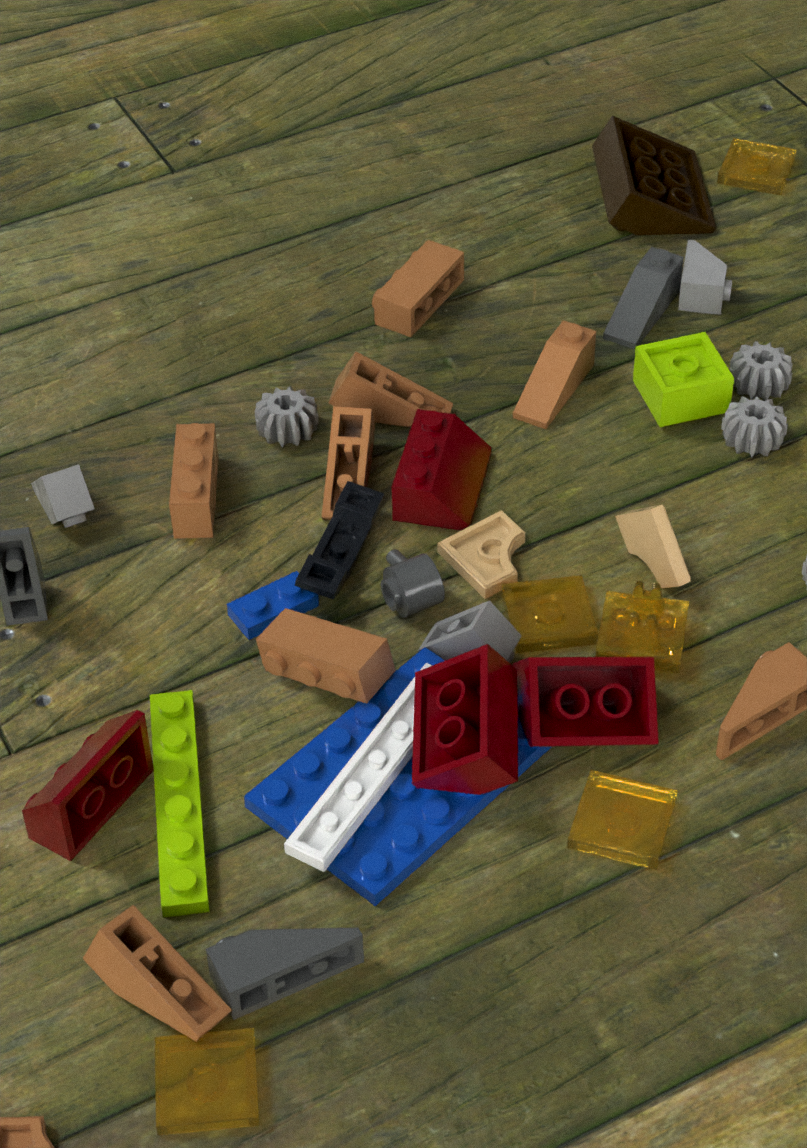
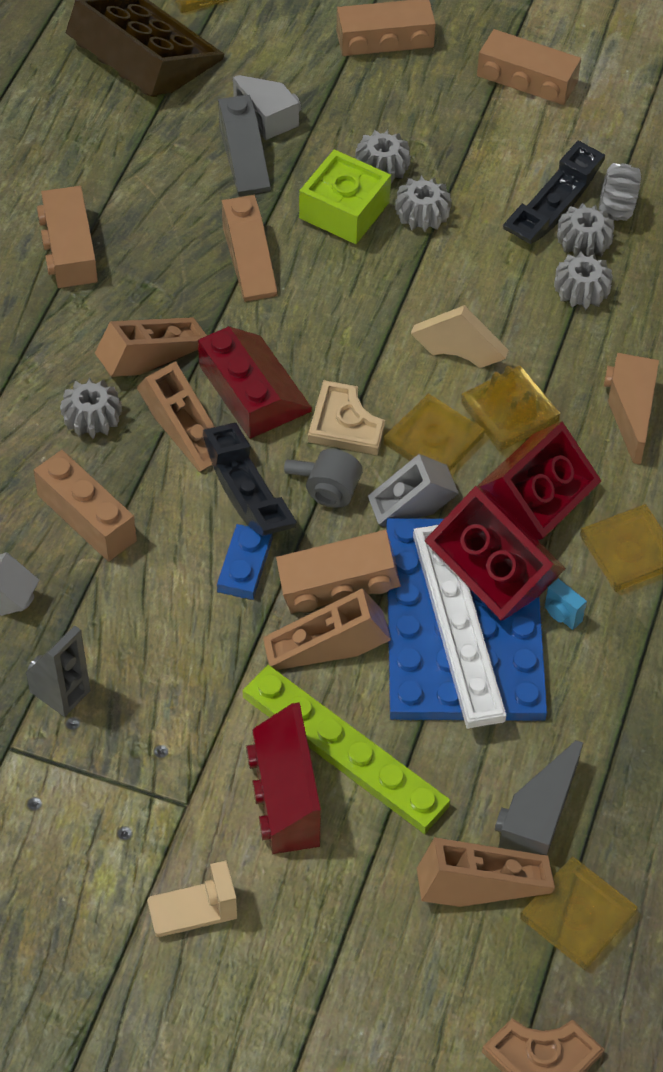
camera: 45 degrees left, 10 degrees up
(271, 701) = (329, 634): none -> medium nougat slope
(494, 819) = (565, 604): none -> dark azure plate

